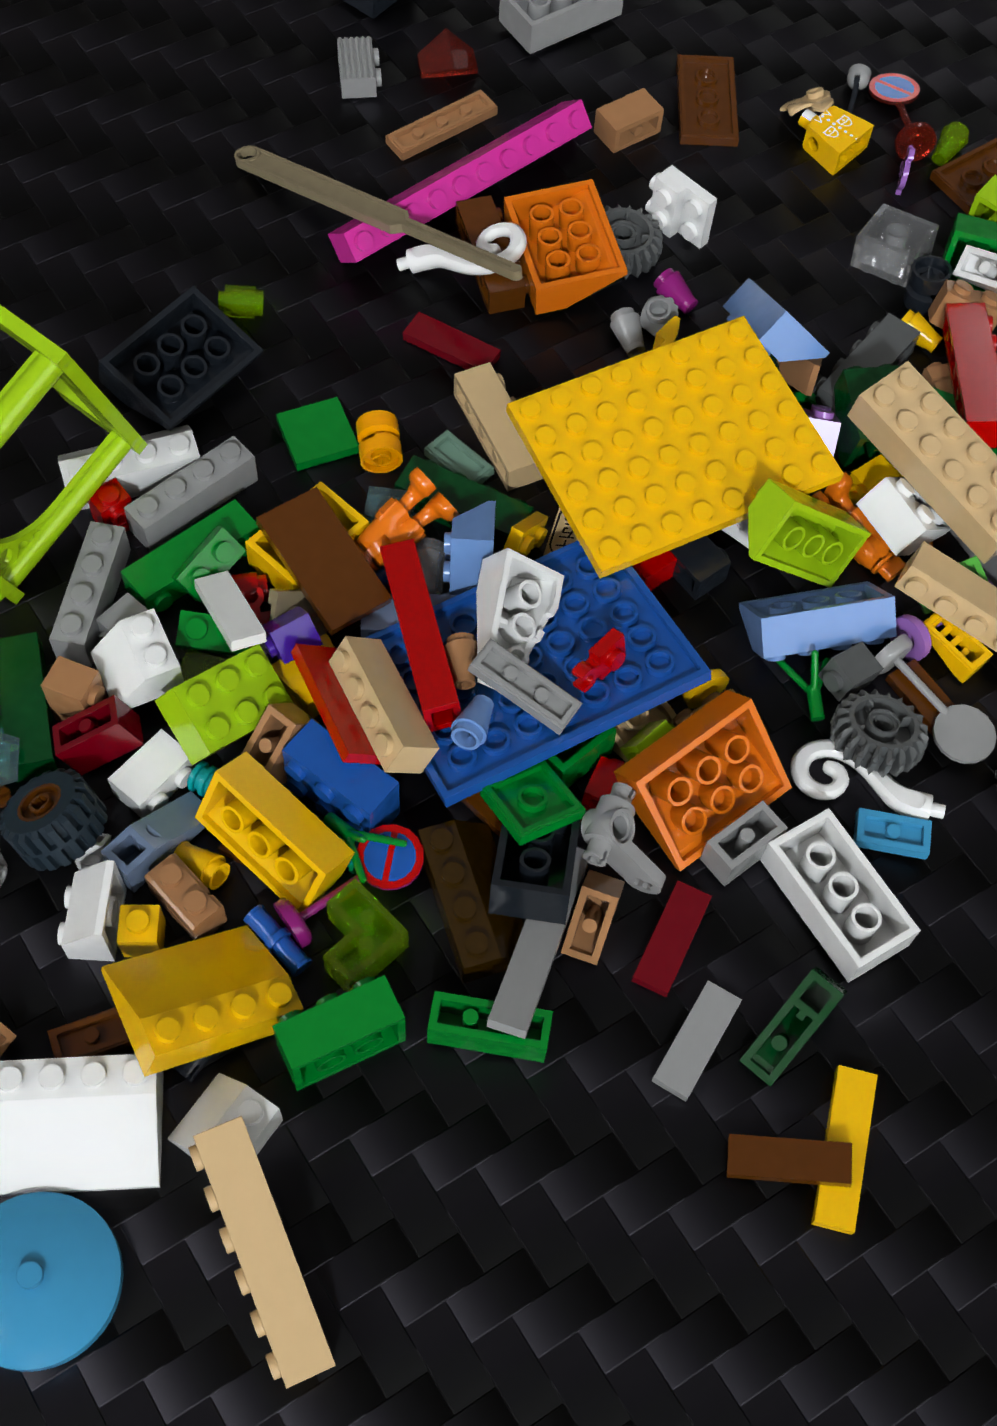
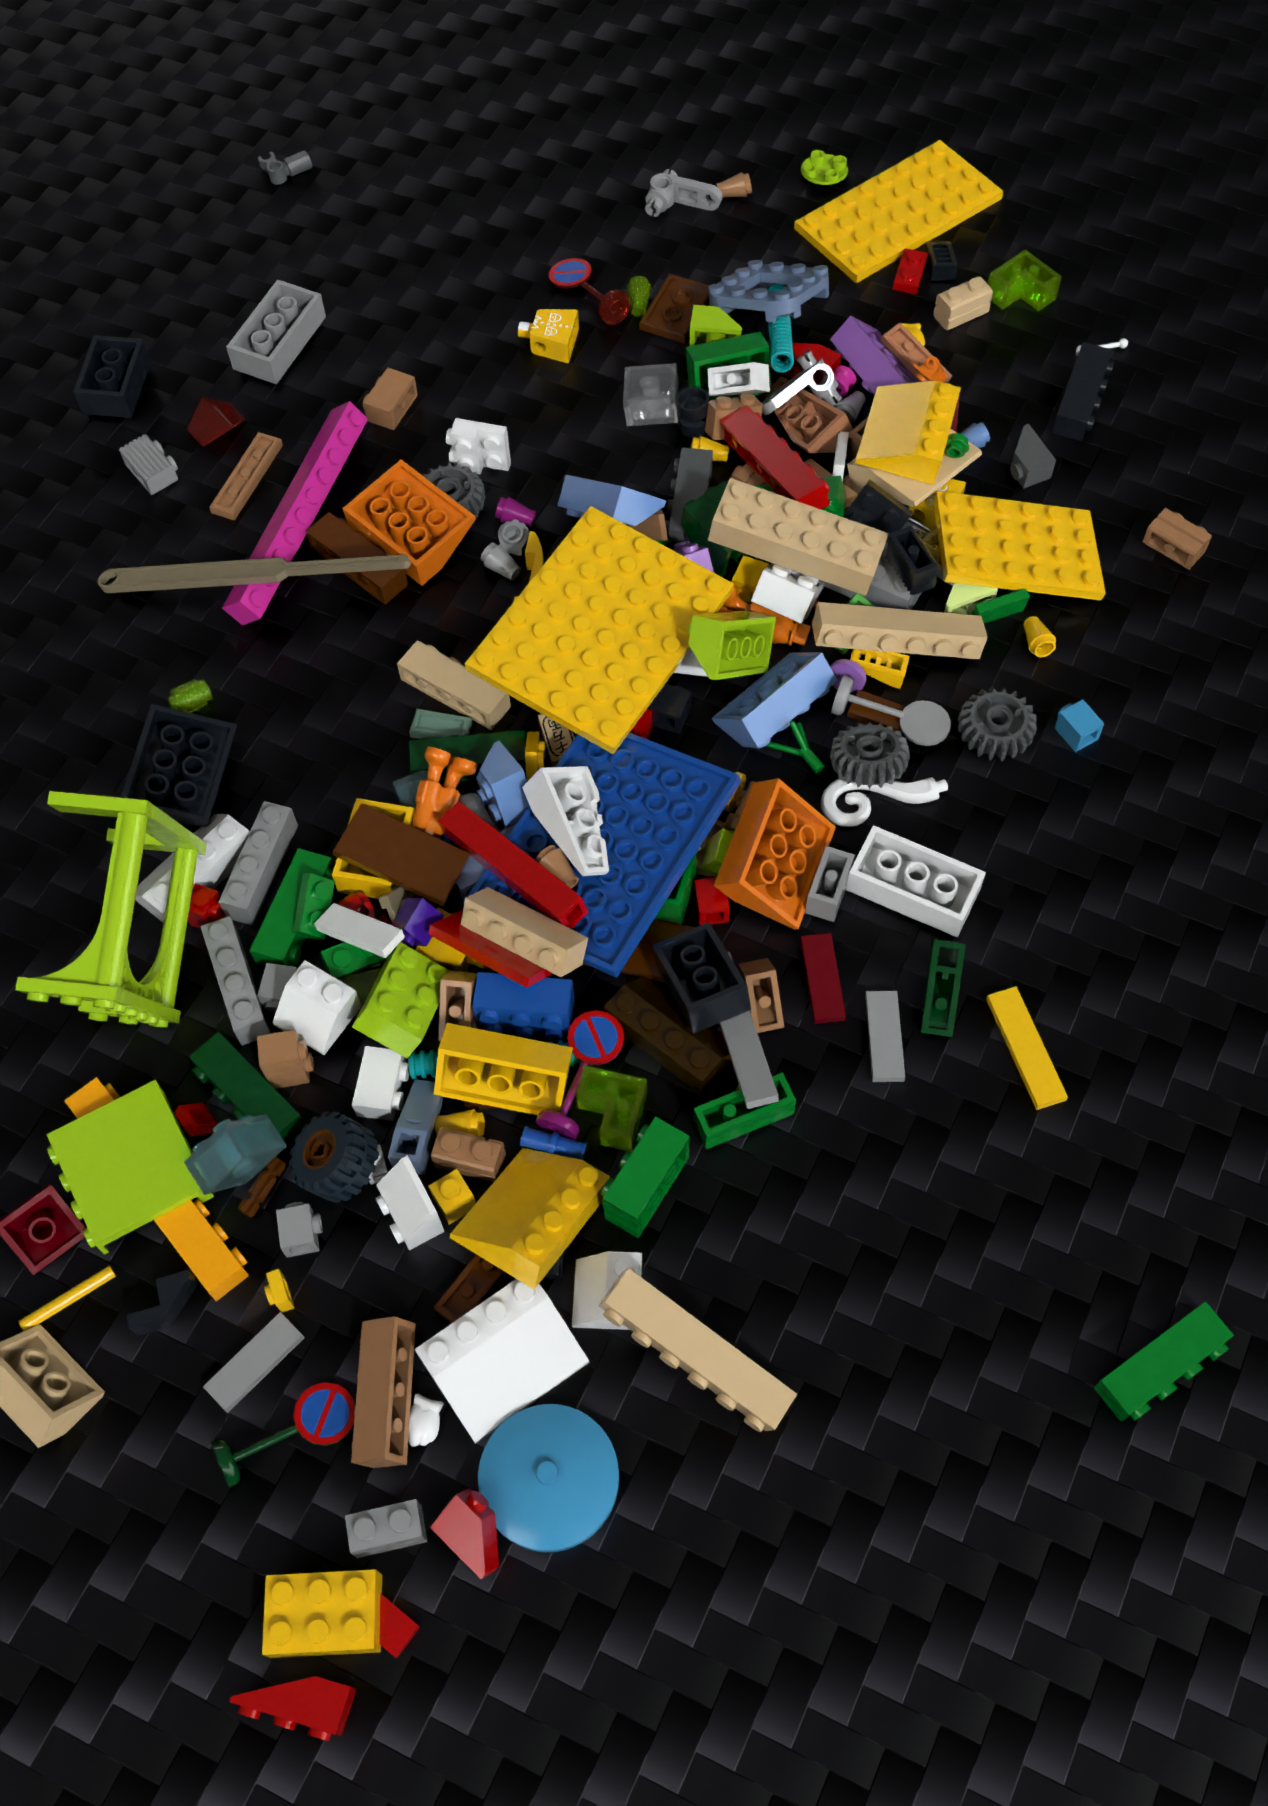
camera: 25 degrees left, 0 degrees up
(97, 735) = (321, 1078): dark red brick -> none
(317, 433) = (320, 765): green tile -> none
(351, 835) = (558, 1037): green plant -> none
(379, 441) = (374, 745): light orange wheel -> none
(430, 257) = (312, 585): white plant -> none
(449, 342) = (372, 642): dark red tile -> none
(472, 724) = (598, 907): medium blue cone -> none
(524, 686) = (619, 859): light grey tile -> none
(533, 803) = (675, 939): green tile -> none
(603, 658) = (660, 807): red plate -> none
(609, 839) = (741, 929): light grey piece -> none
(707, 100) = (437, 352): reddish brown tile -> none
(789, 1160) = (997, 1076): reddish brown tile -> none
(815, 100) = (519, 311): tan plate -> none
(850, 671) = (822, 723): dark grey brick -> none
(857, 82) = (540, 282): light grey hinge -> none
(892, 833) = (922, 818): dark azure plate -> none
(904, 169) = (621, 332): medium lavender piece -> none

